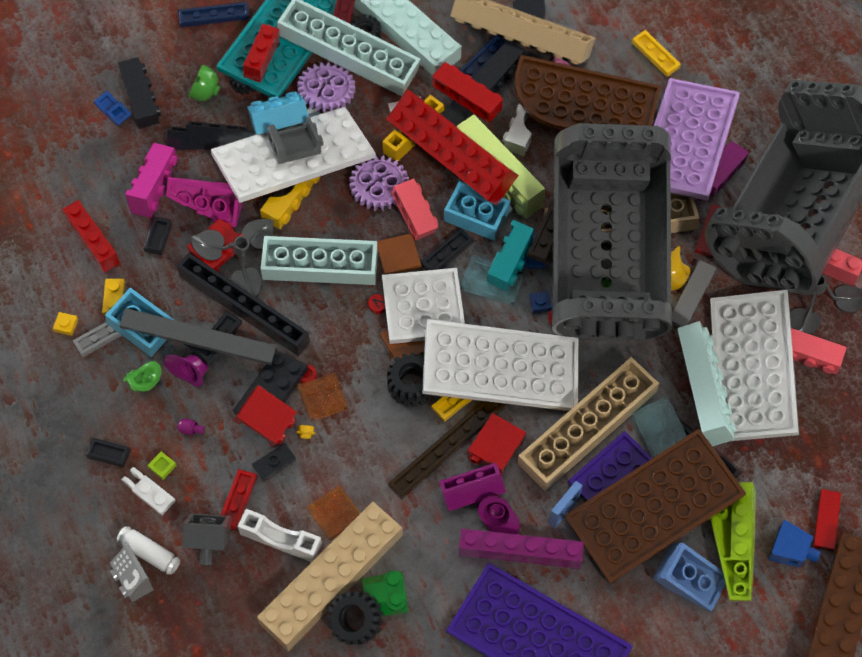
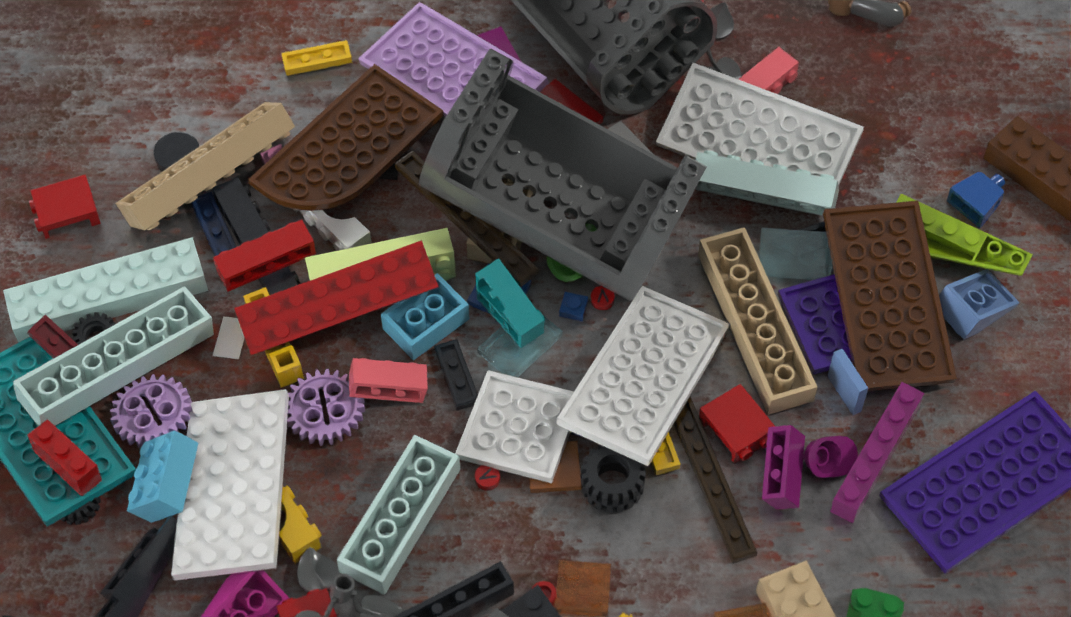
camera: 65 degrees left, 5 degrees down
(204, 85) = (59, 551): bright green cylinder -> none
(295, 142) = (224, 467): dark grey panel -> none
(398, 254) = (433, 423): dark orange tile -> none
(827, 520) = (957, 154): red tile -> none

